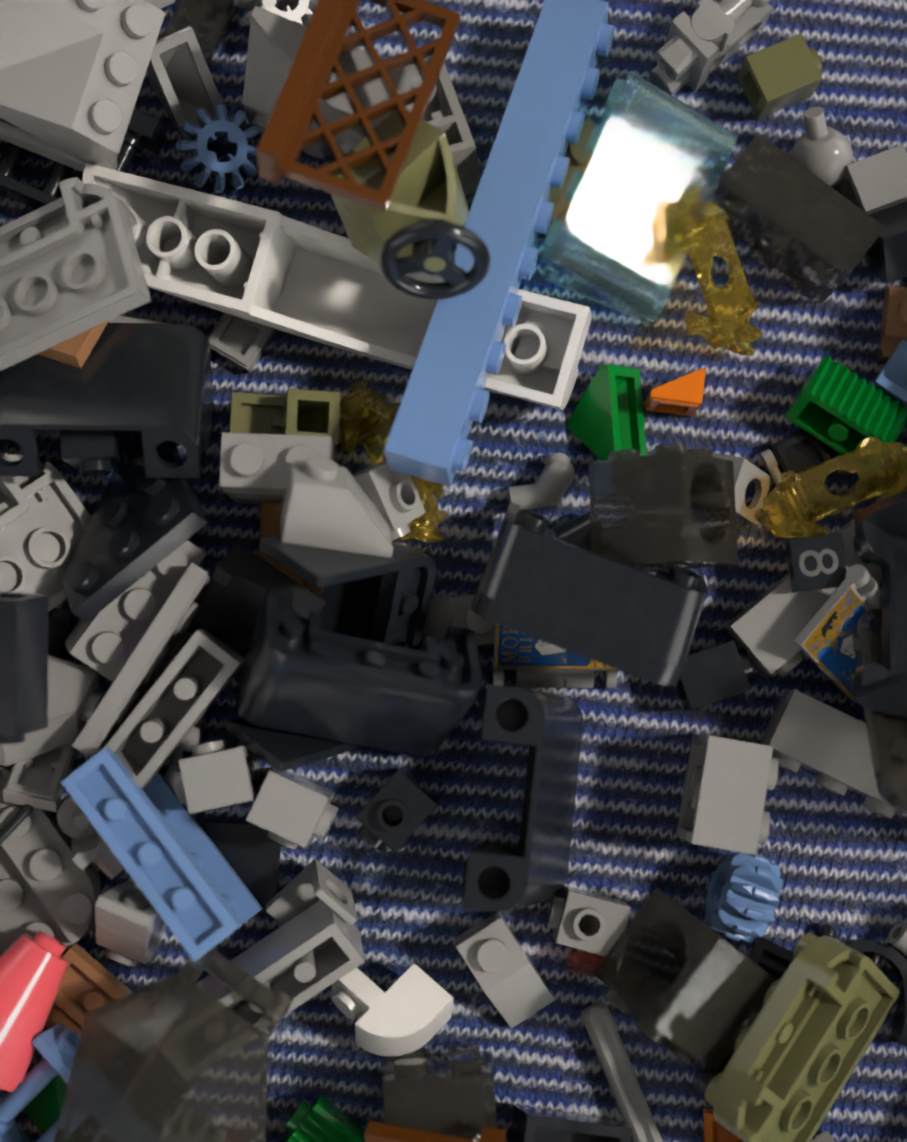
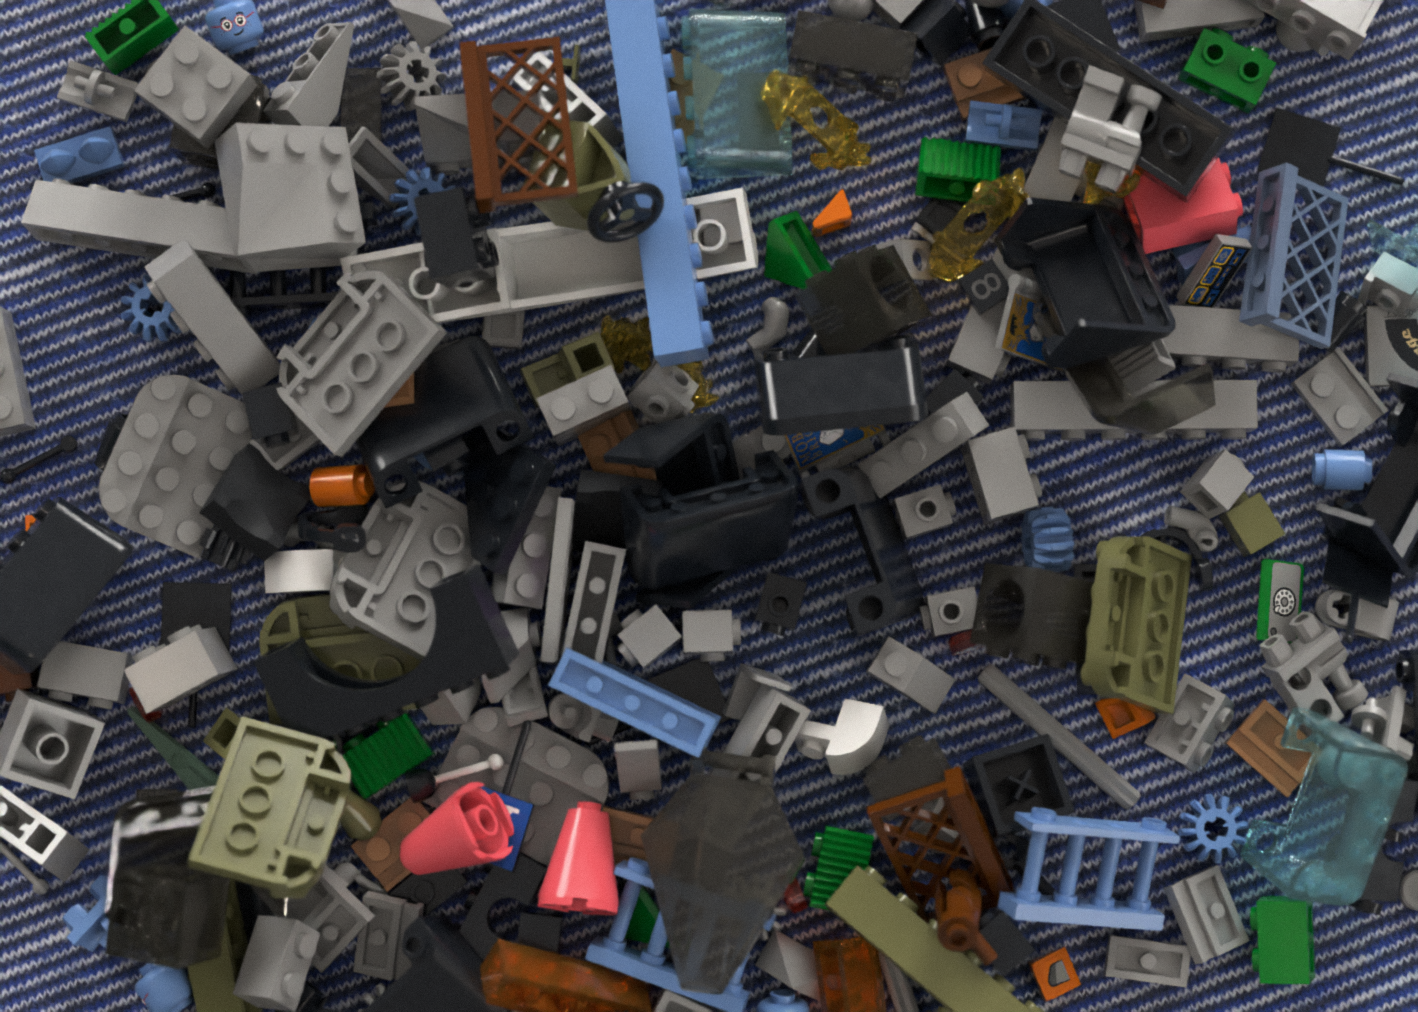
camera: 20 degrees left, 0 degrees up
(216, 195) = (455, 238): none -> black brick
(331, 511) = (637, 414): light grey slope -> none
(467, 80) = (573, 64): none -> olive piece
(615, 788) = (924, 511): none -> light grey brick
(654, 713) = (923, 444): none -> light grey brick

